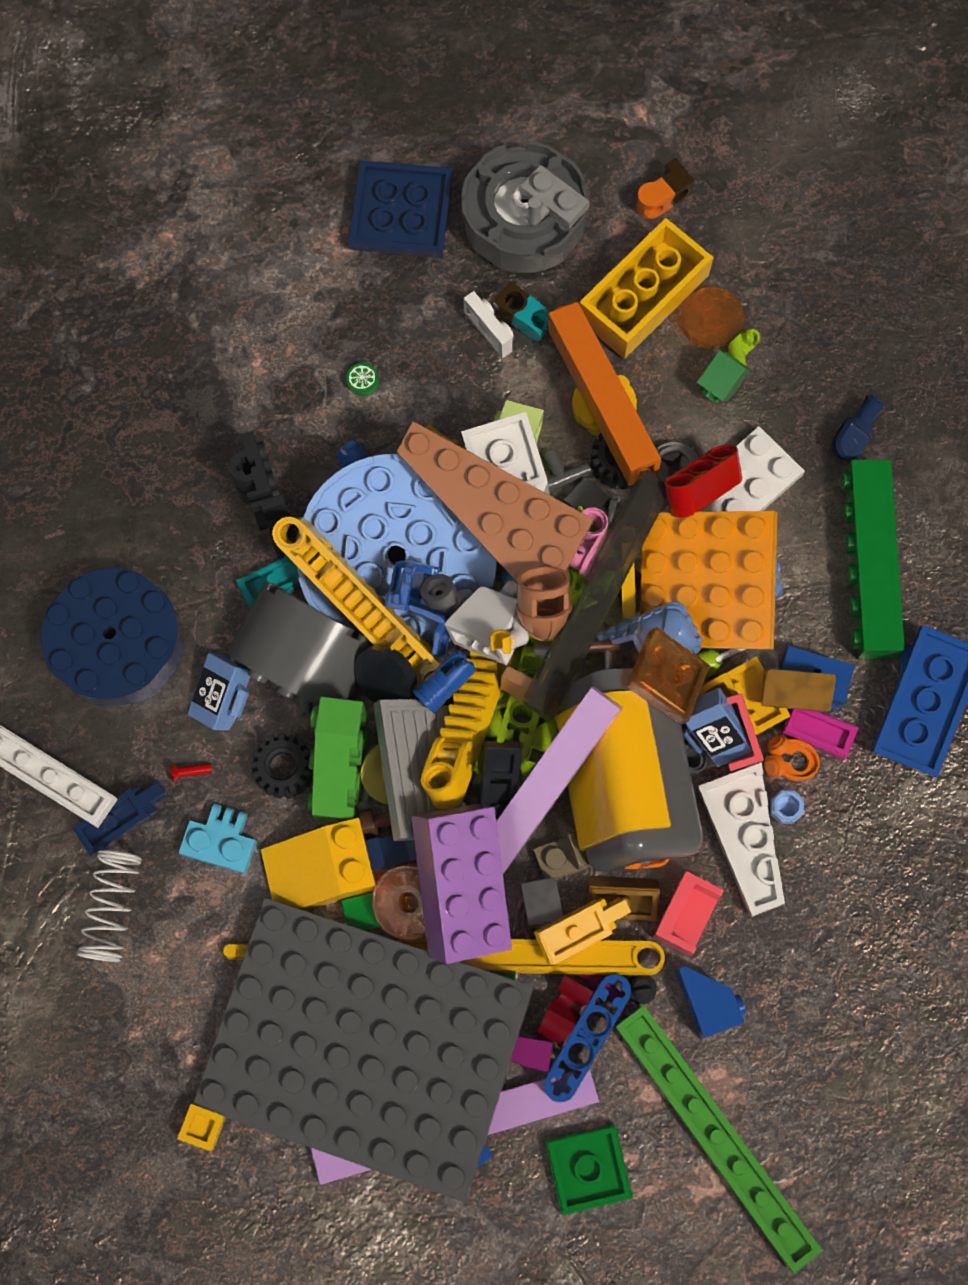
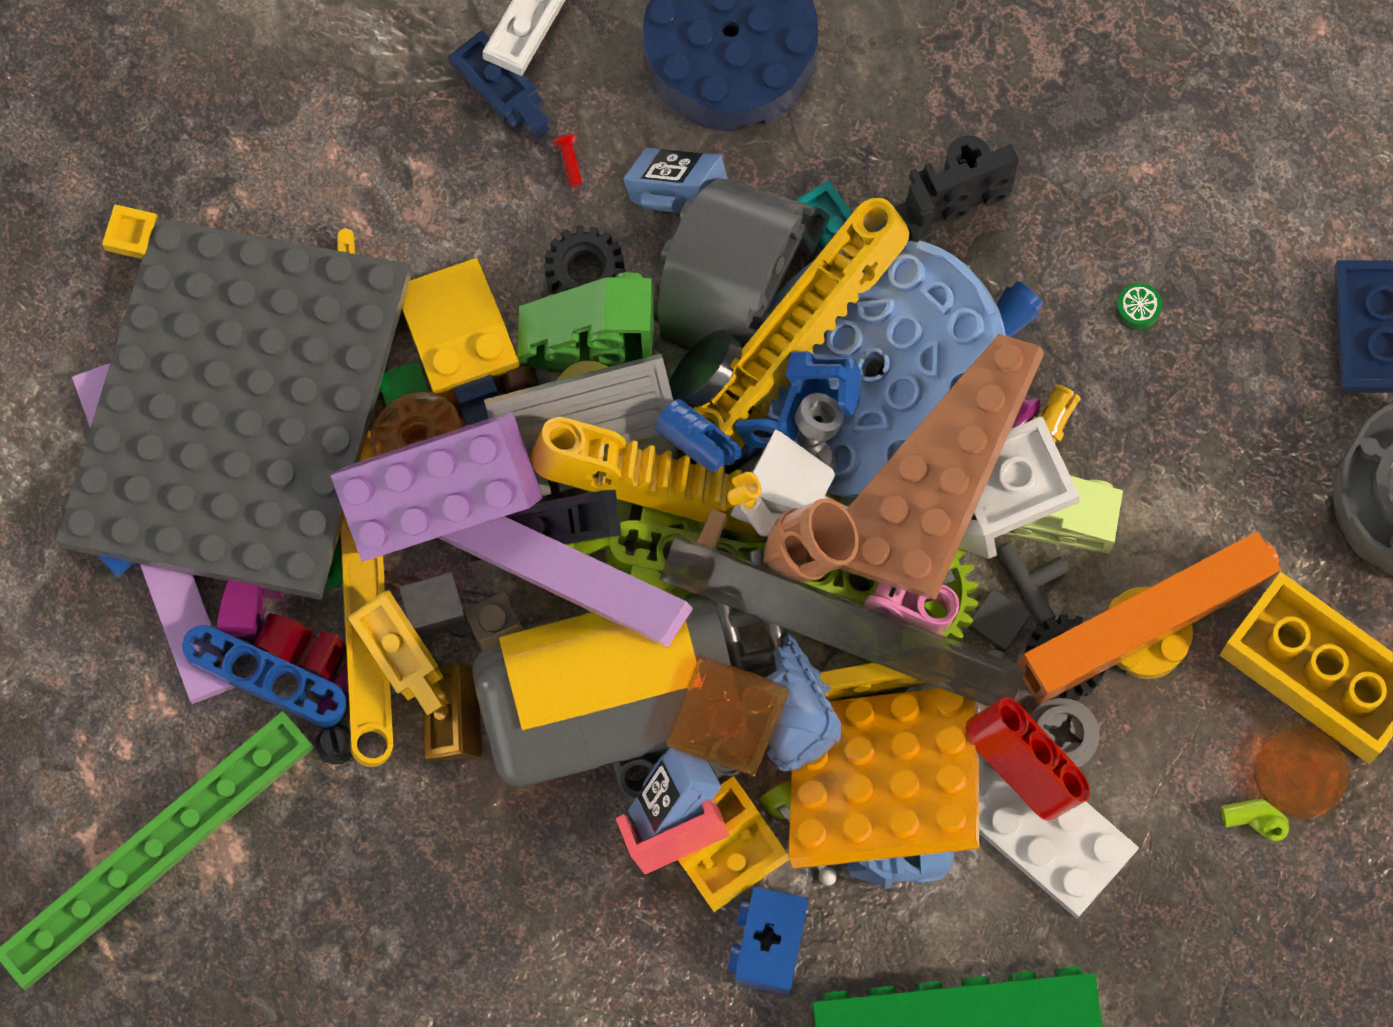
camera: 85 degrees right, 0 degrees up
(108, 857) = (327, 92): white piece -> none
(219, 841) = (483, 207): medium azure hinge -> none
(482, 316) = (1255, 450): white plate -> none
(521, 311) = (1268, 501): leg -> none
(588, 1169) = (107, 696): green tile -> none
(687, 913) = (434, 793): coral panel -> none
(710, 1003) = (321, 829): blue slope -> none
(723, 377) = (1204, 789): green brick -> none
(742, 825) = (554, 861): white wing -> none
(776, 766) = (674, 904): orange piece -> none
(786, 807) = (590, 916): light blue tile -> none
(798, 690) = (742, 909): pearl gold slope -> none
(820, 732) = (701, 958): dark pink tile -> none
(857, 430) = (1147, 985): dark blue arm -> none

